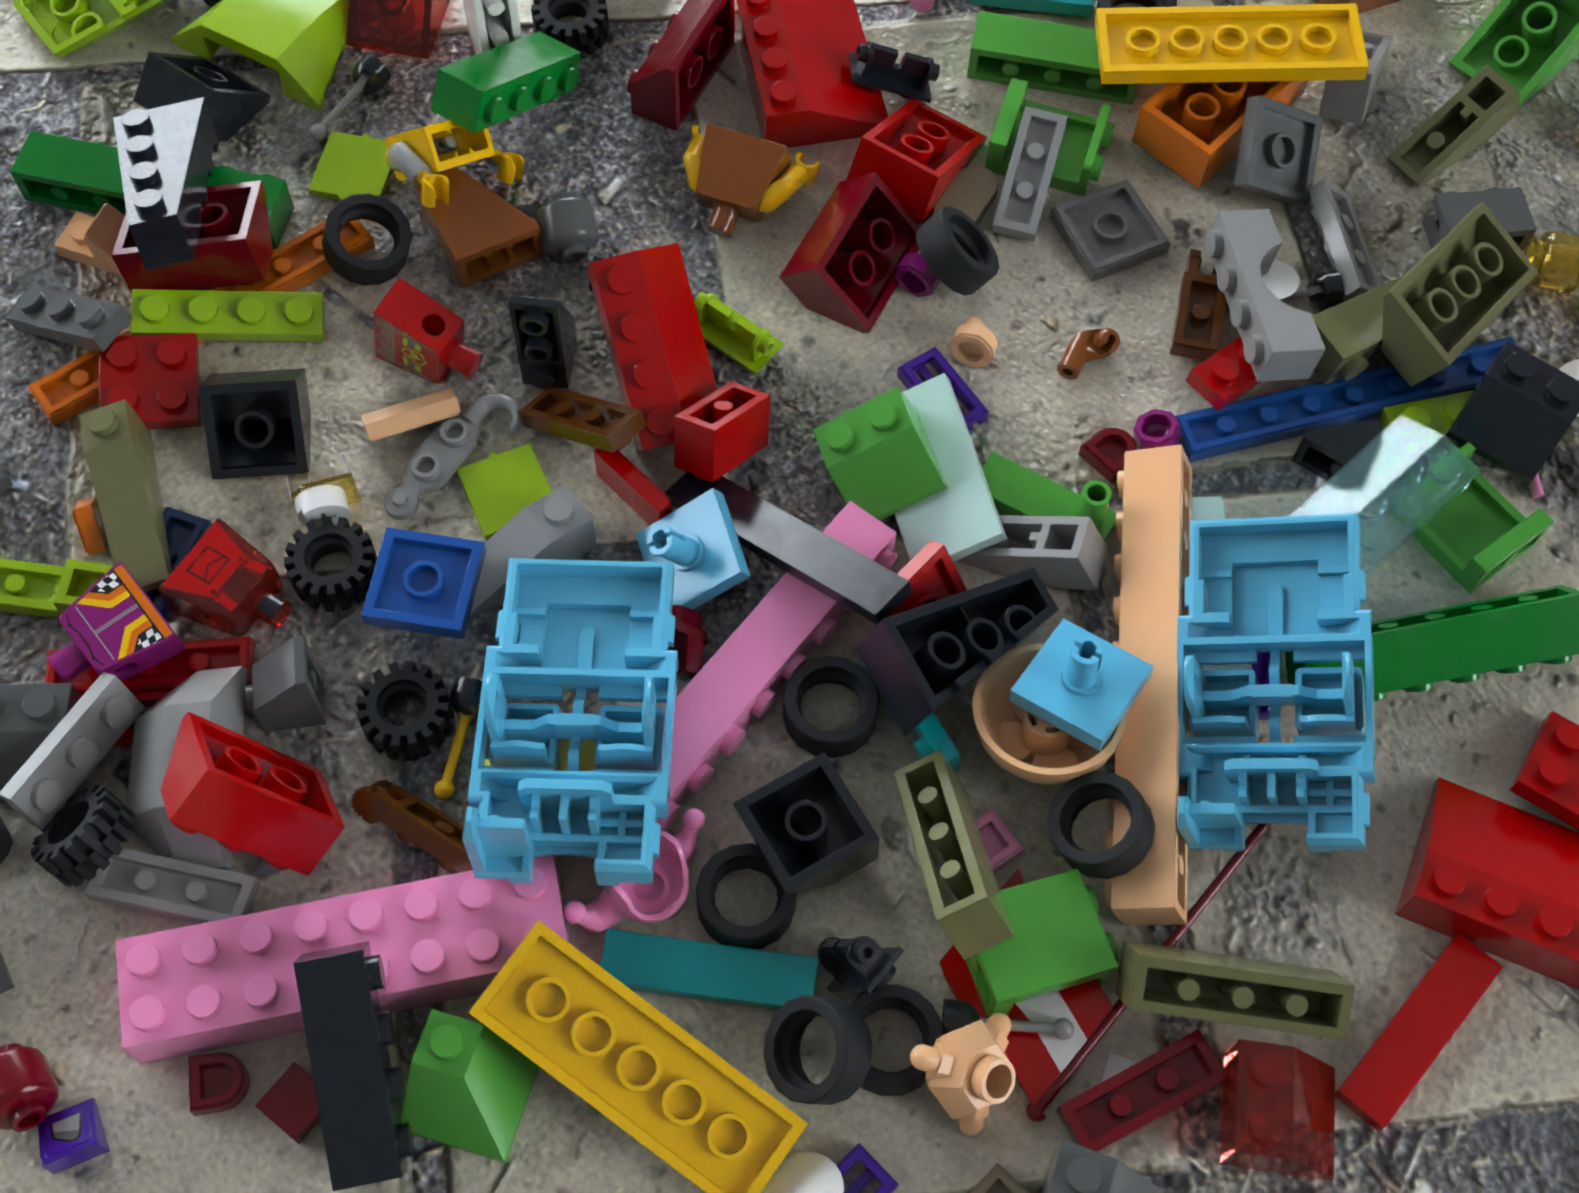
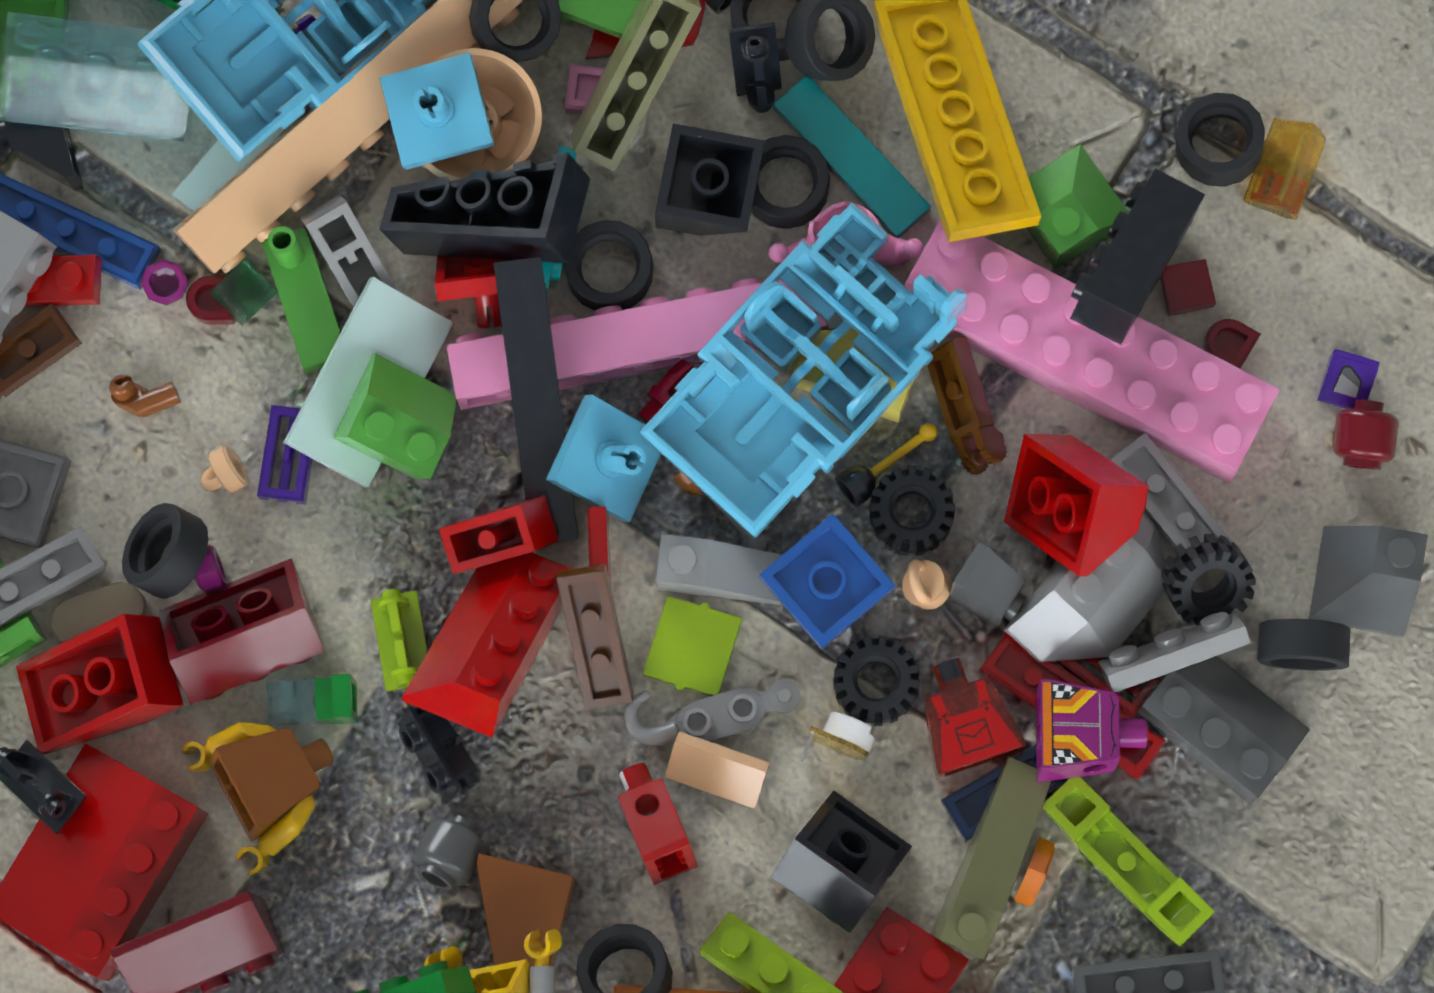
camera: 130 degrees left, 15 degrees up
(345, 663) = (926, 584): none -> light nougat tile
(543, 340) = (564, 732): black slope -> none
(756, 251) = (313, 701): none -> leg
(1090, 463) = (243, 292): none -> clear green tile

